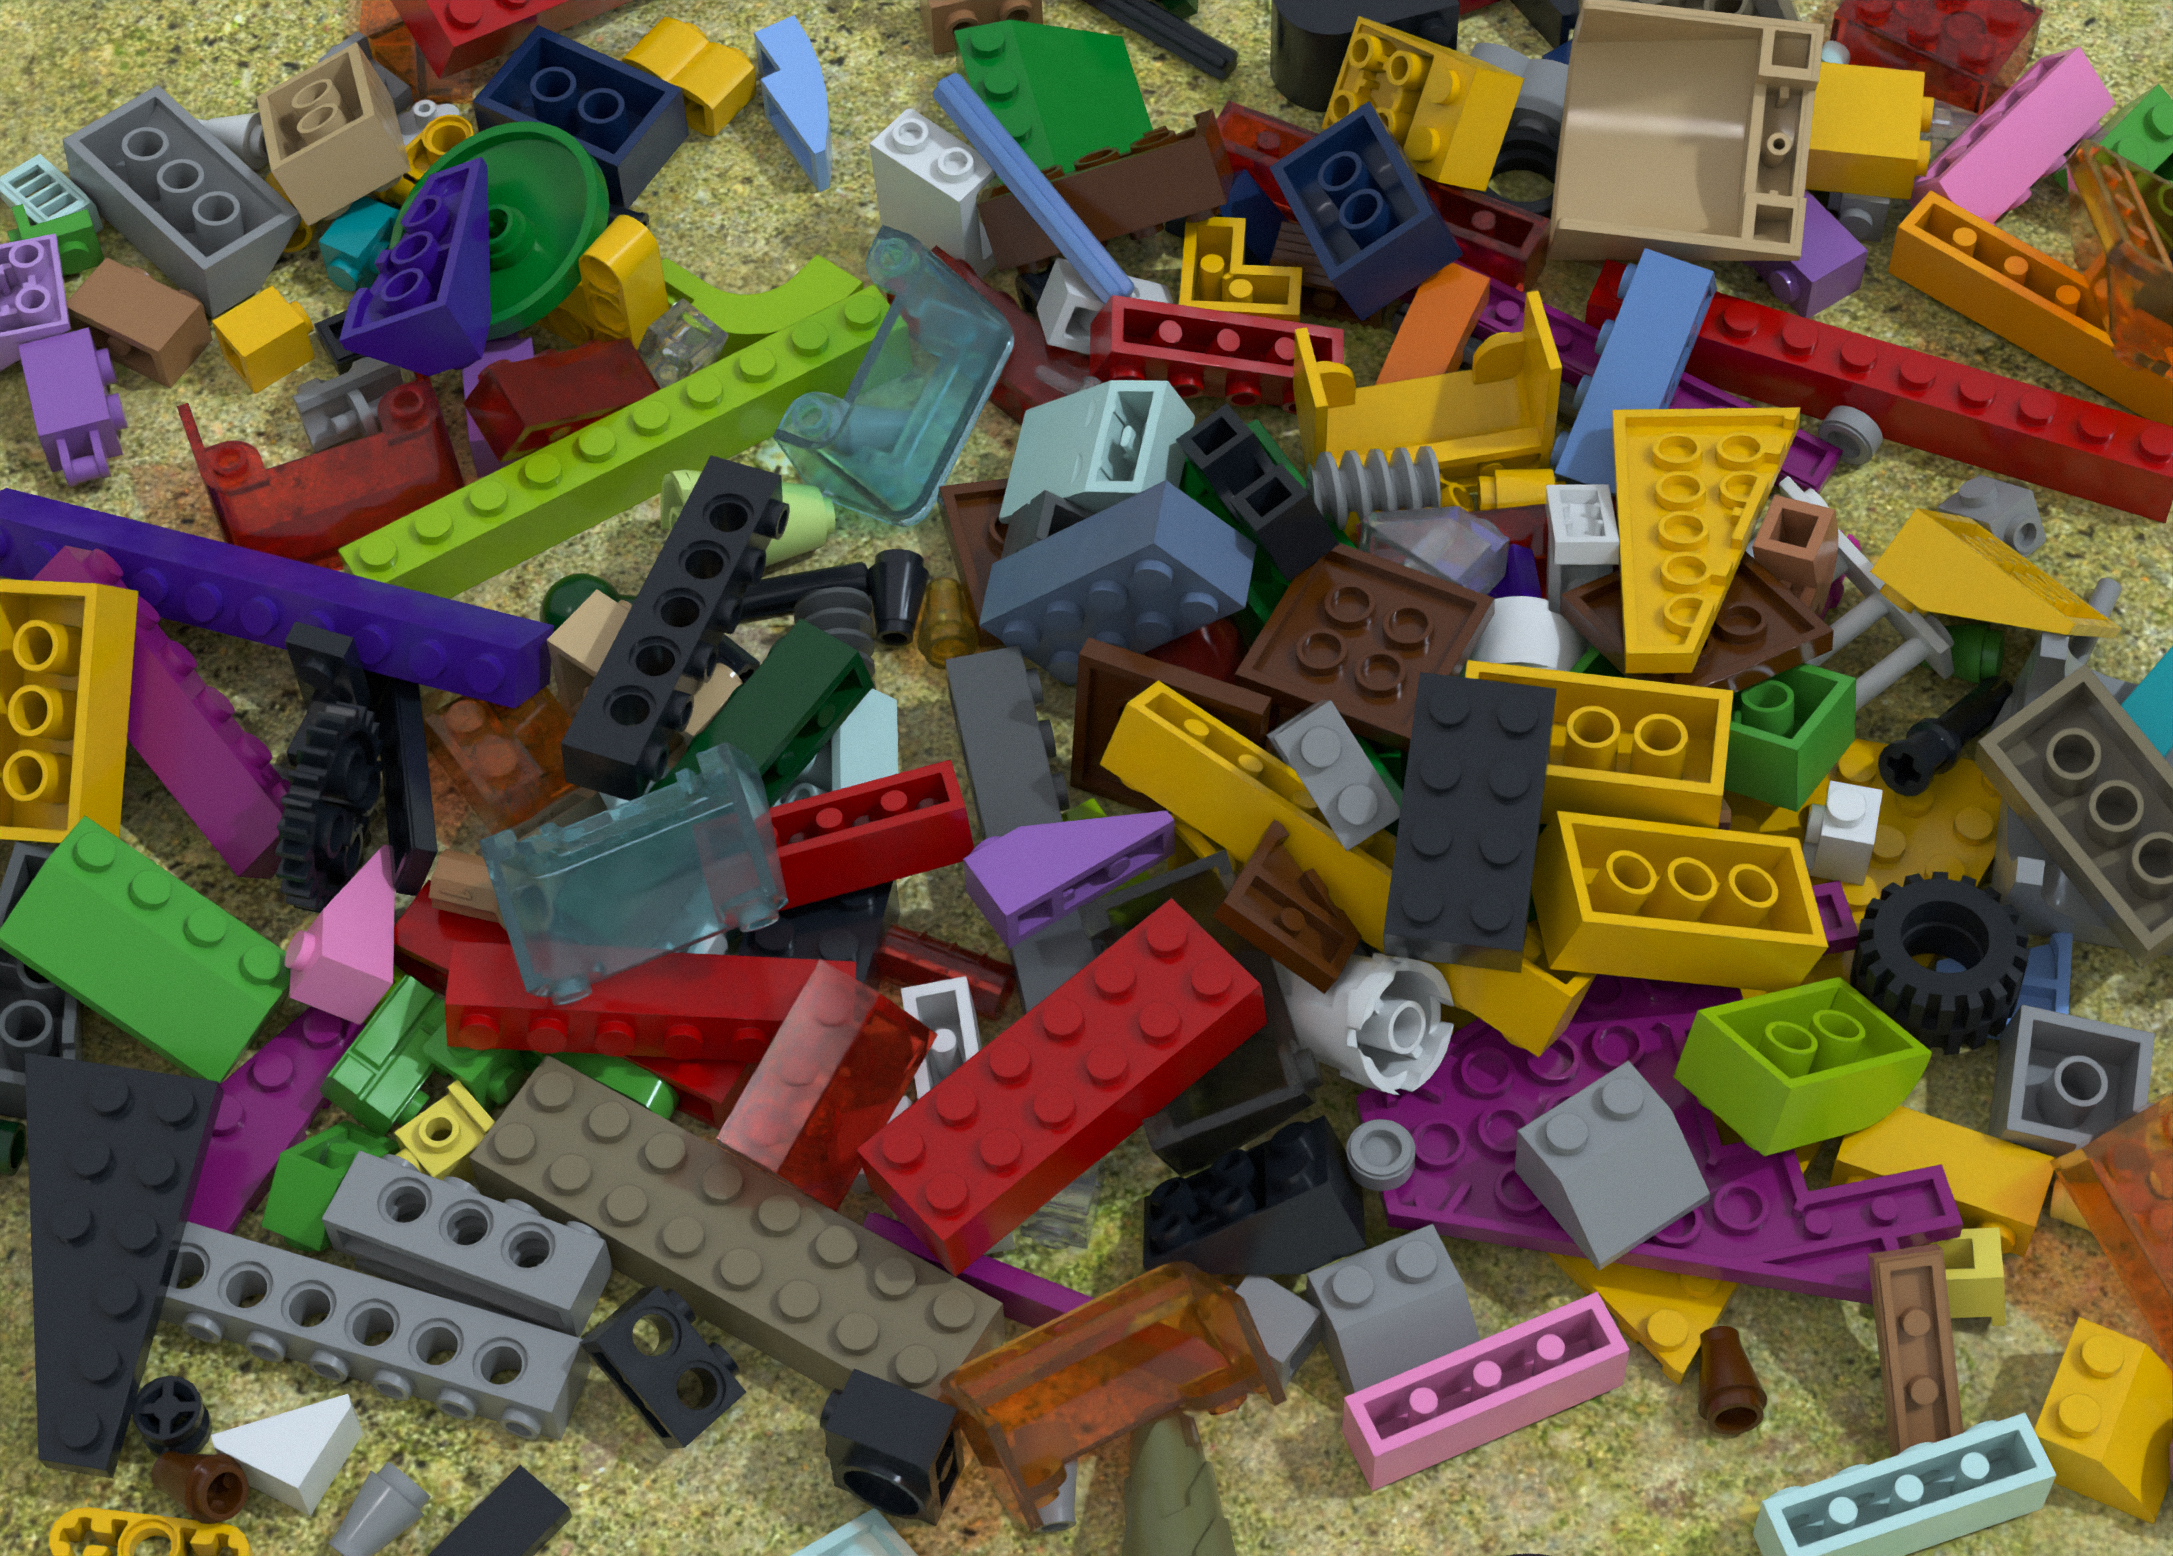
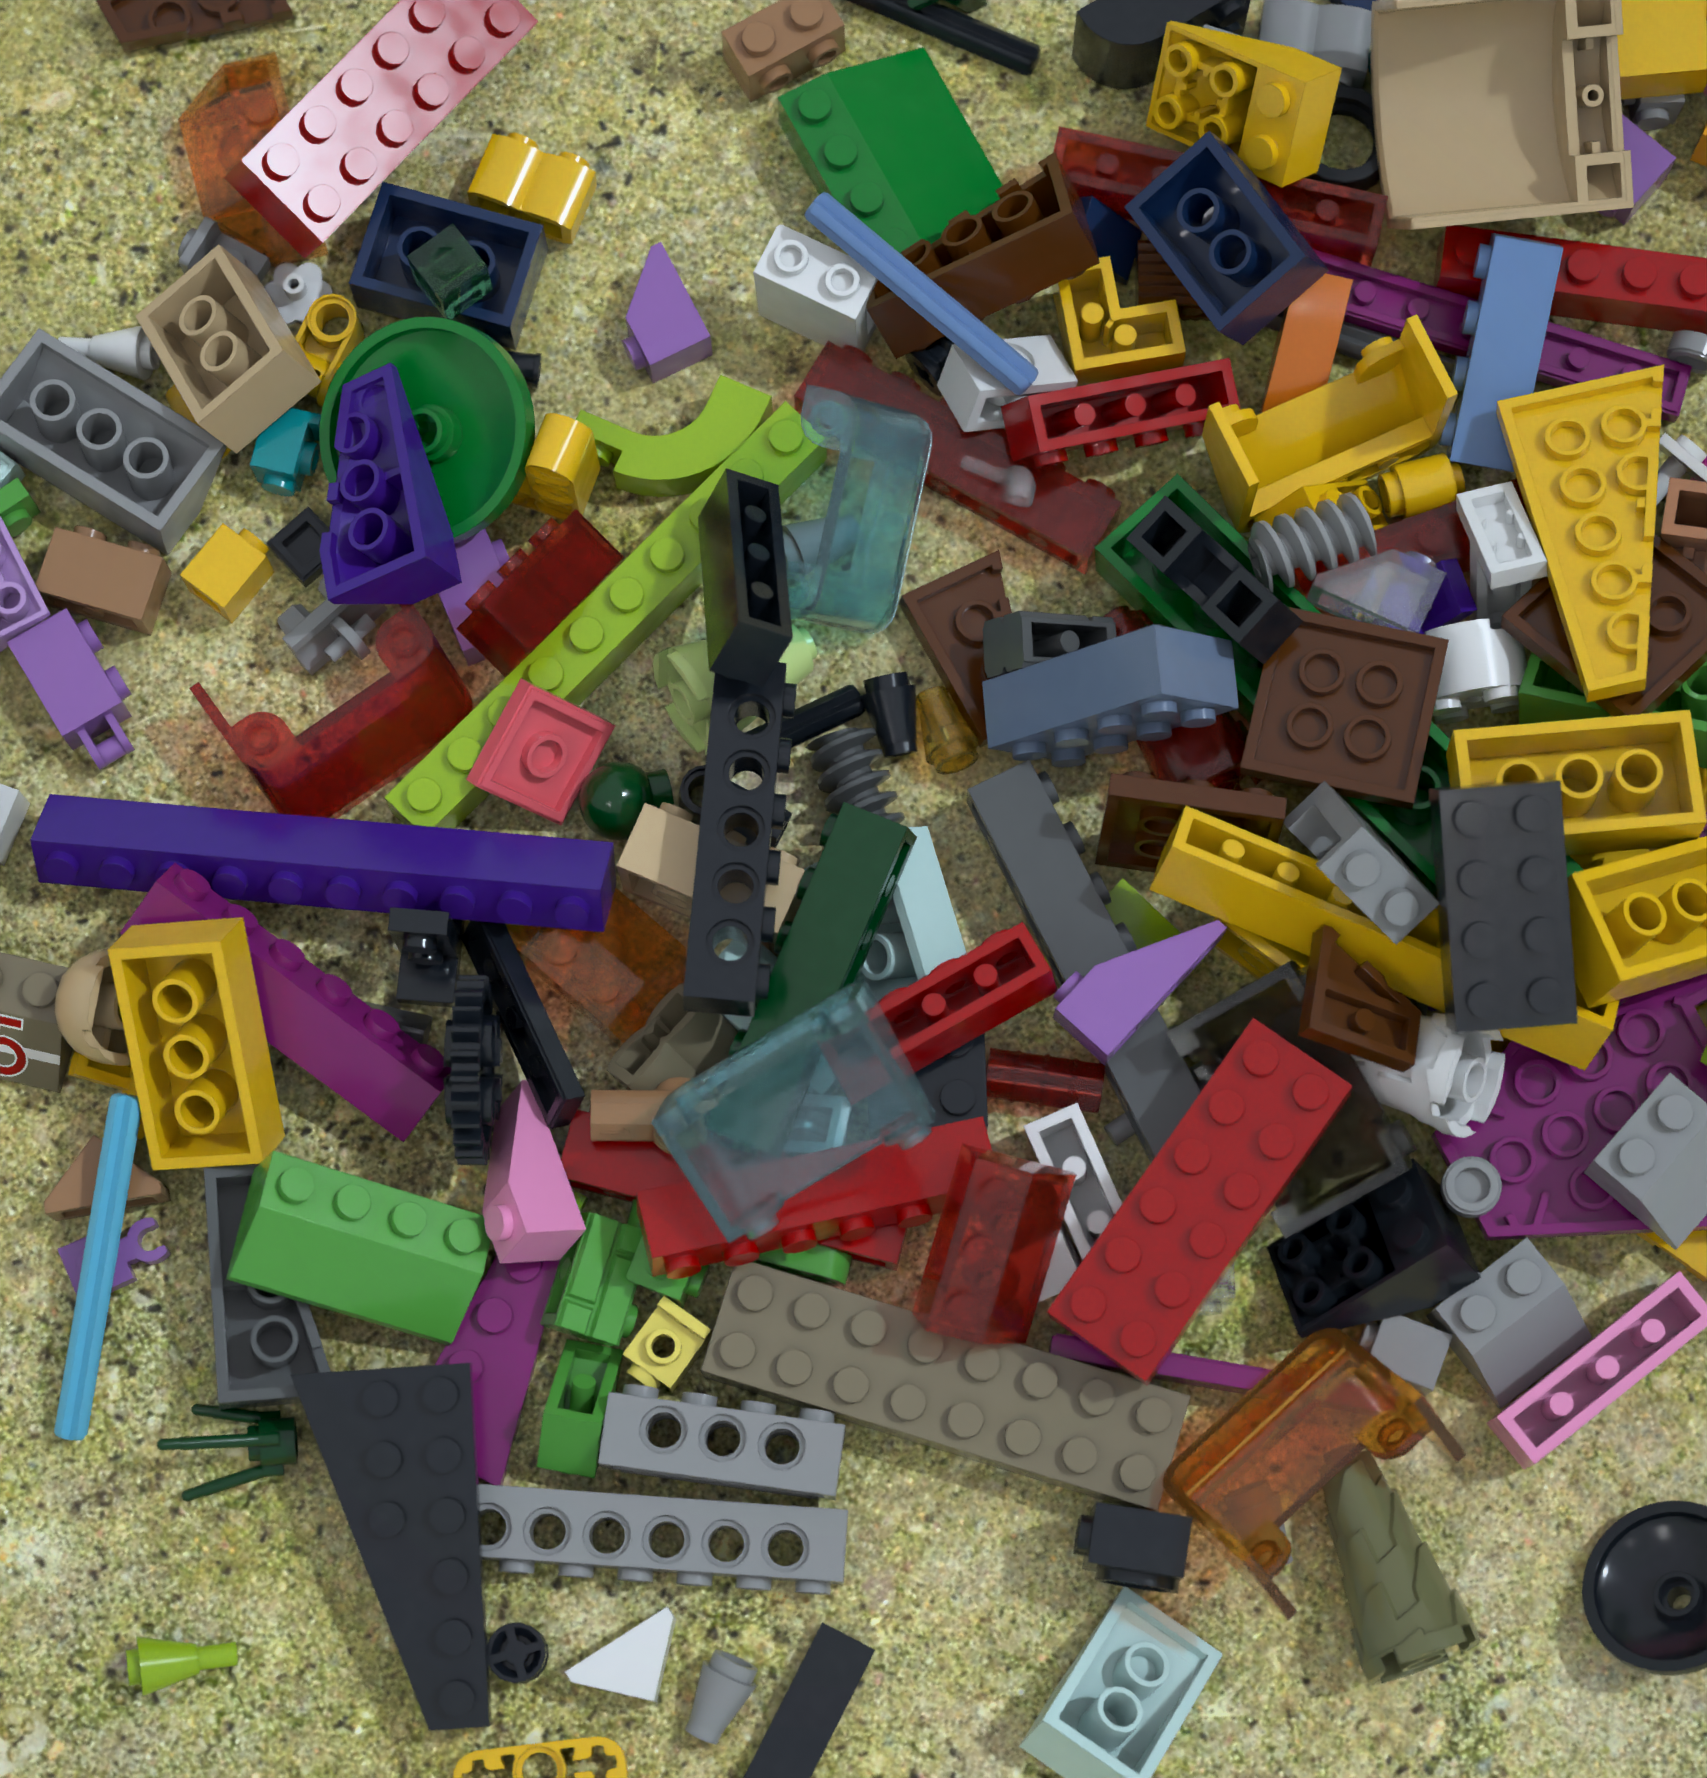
camera: 15 degrees left, 20 degrees up
(203, 1484) = (569, 1711): reddish brown cone -> none
(513, 541) = (540, 752): none -> coral tile
(571, 94) = (450, 272): none -> clear green brick
(652, 1380) = (920, 1520): black brick -> none
(680, 343) = (625, 506): clear brick -> none
(761, 391) = (744, 578): none -> black brick
(778, 209) = (663, 321): none -> medium lavender slope
(796, 97) = (641, 189): light blue slope -> none
(1099, 445) = (1047, 554): light aqua slope -> none

